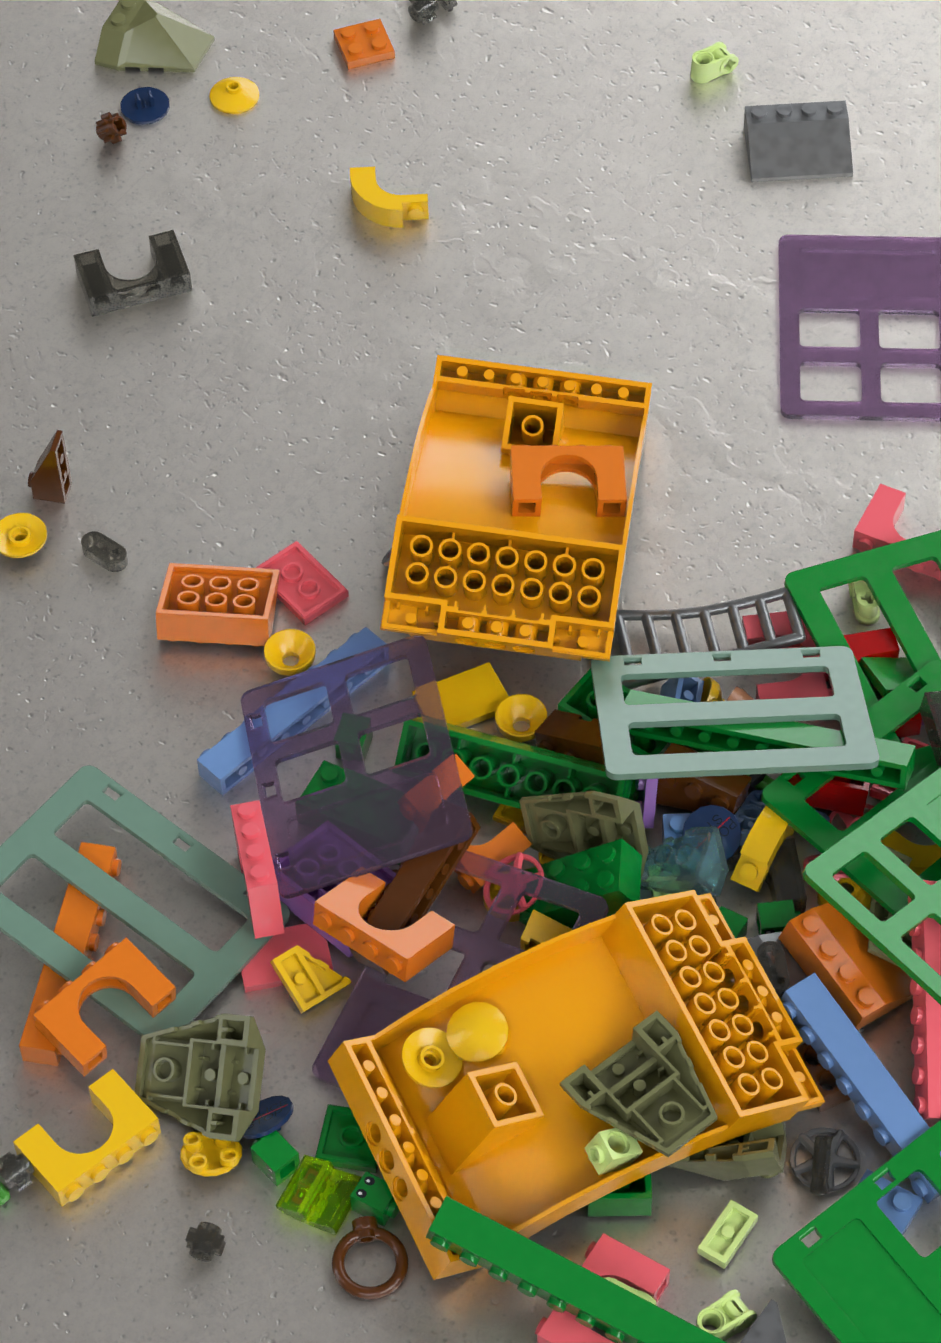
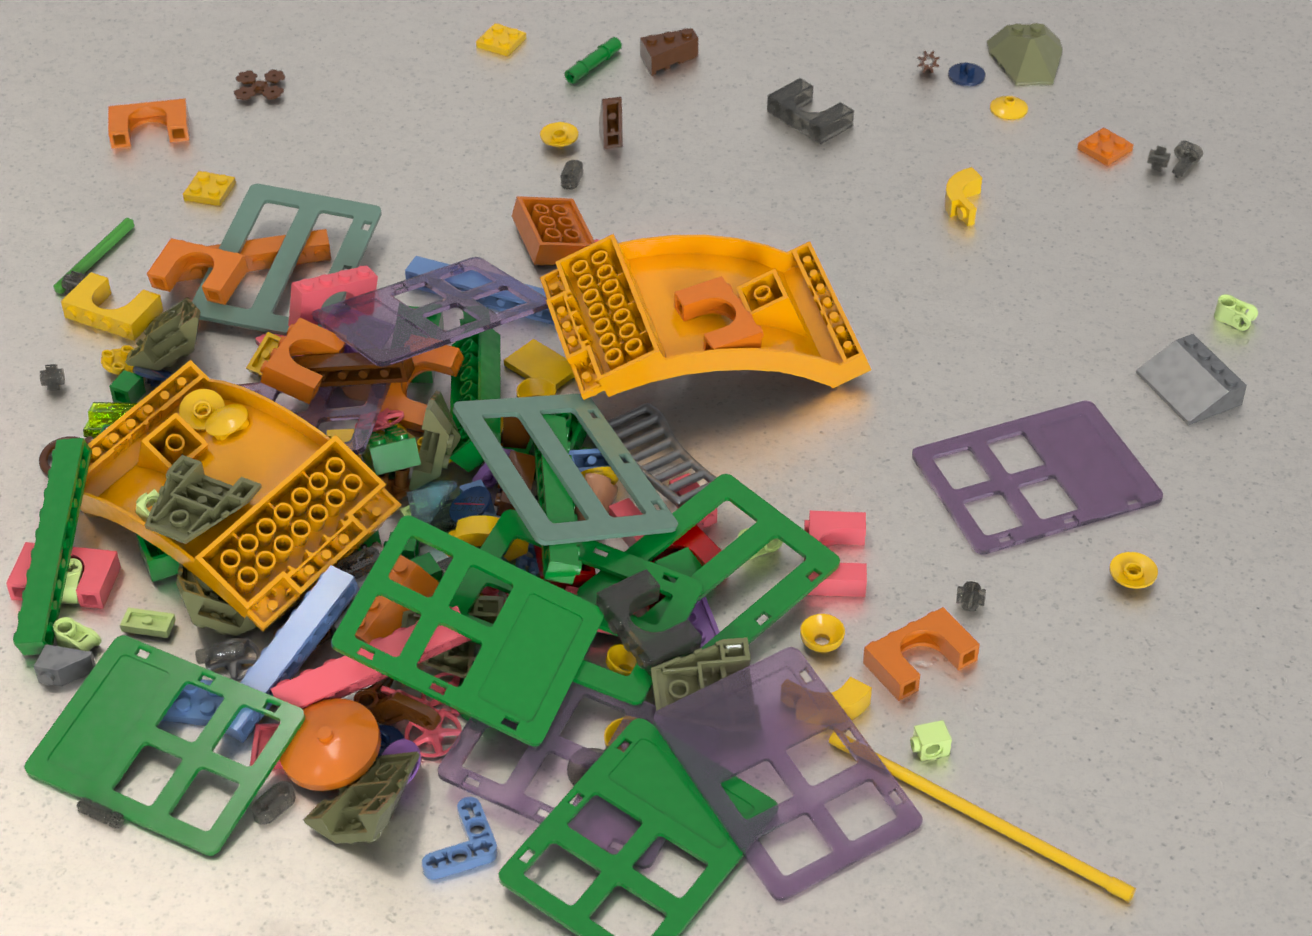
camera: 65 degrees right, 10 degrees down
(289, 643) = (530, 269): yellow piece -> none

